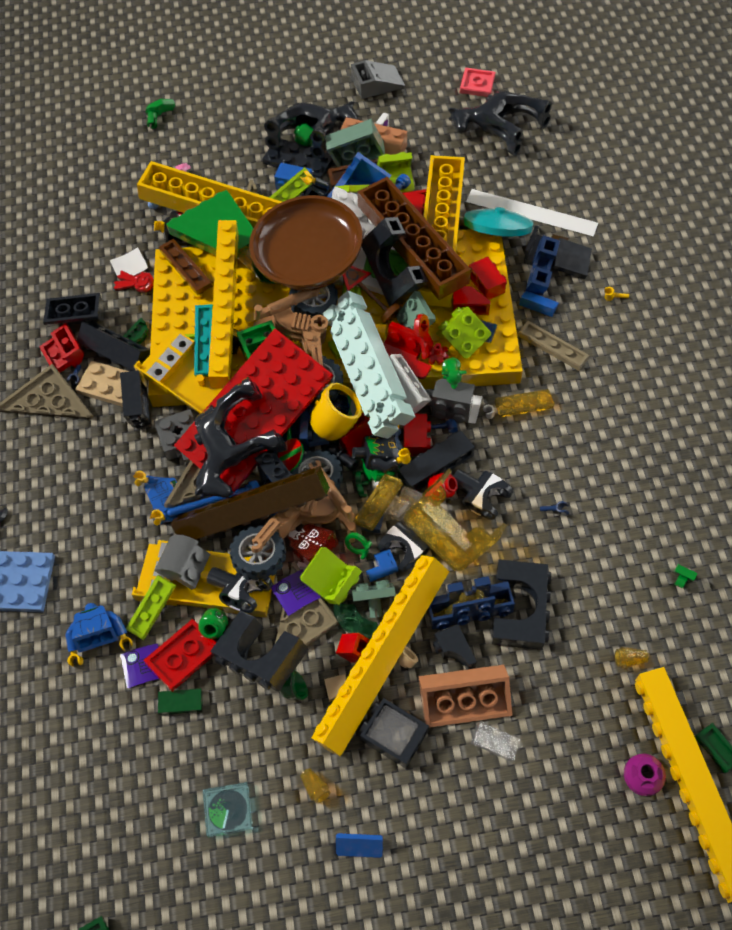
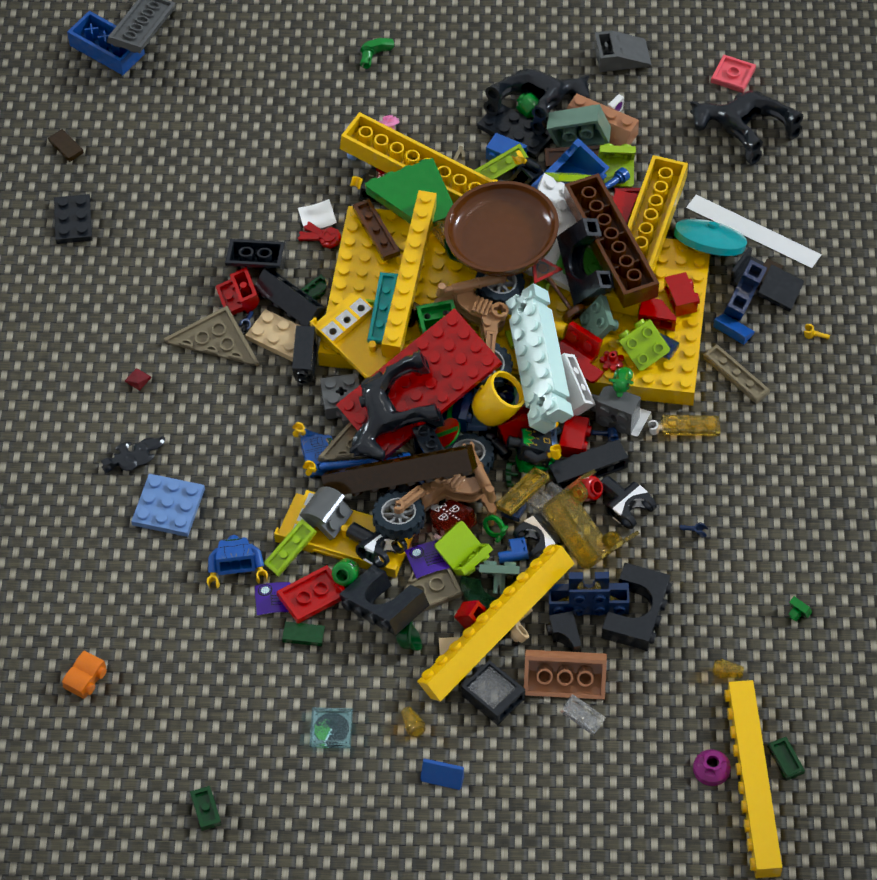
camera: 10 degrees right, 5 degrees down
(421, 329) = (598, 333): red piece -> none

